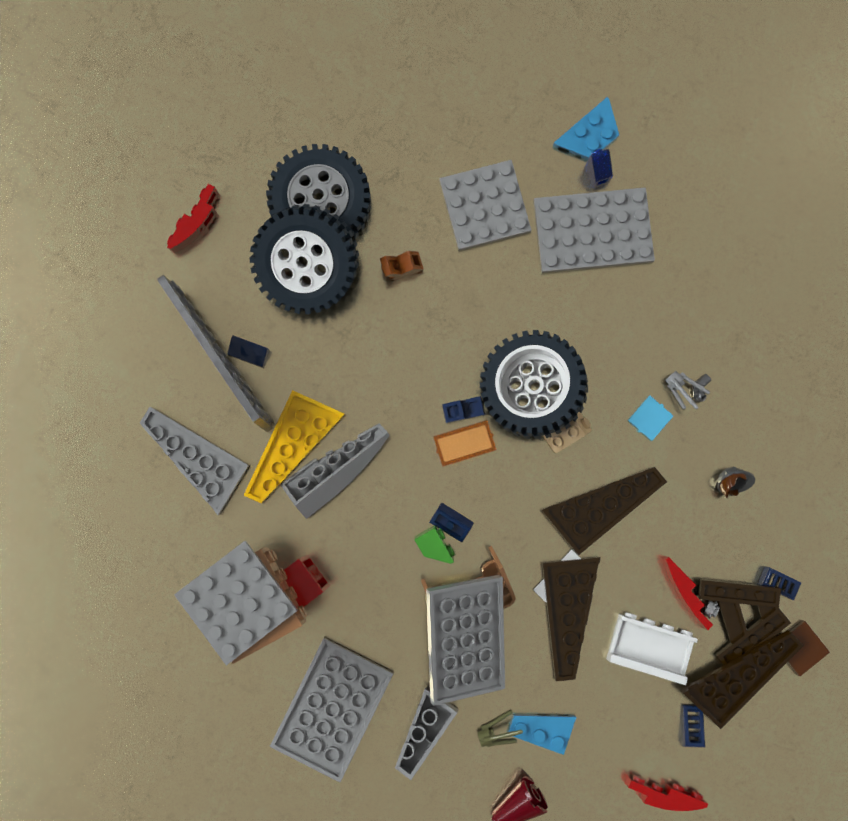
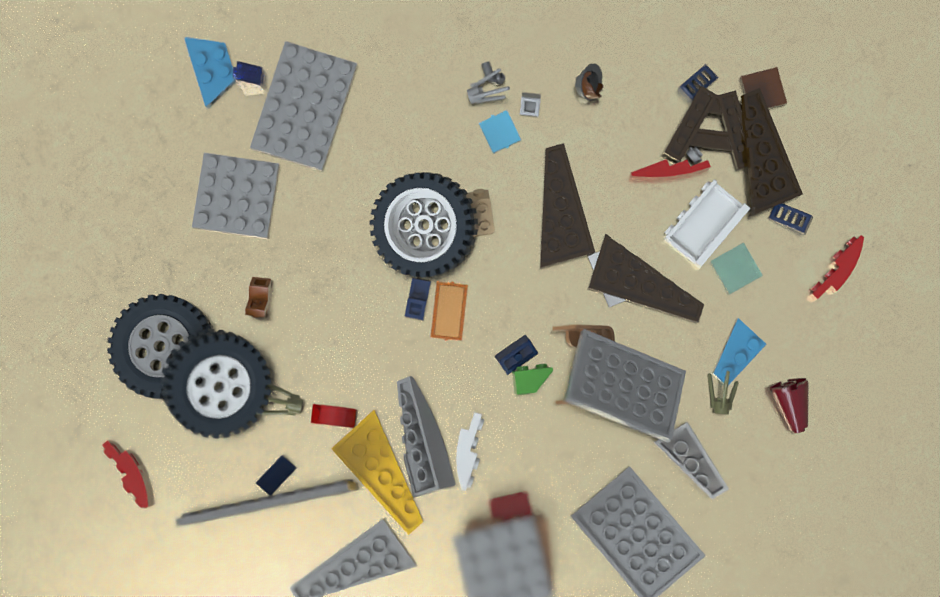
camera: 55 degrees left, 0 degrees up
(317, 339) = (293, 404): none -> olive plant
(322, 379) = (333, 416): none -> red brick
(335, 517) = (465, 459): none -> white slope
(621, 694) = (736, 268): none -> clear light blue tile
(688, 435) = (530, 104): none -> light grey slope

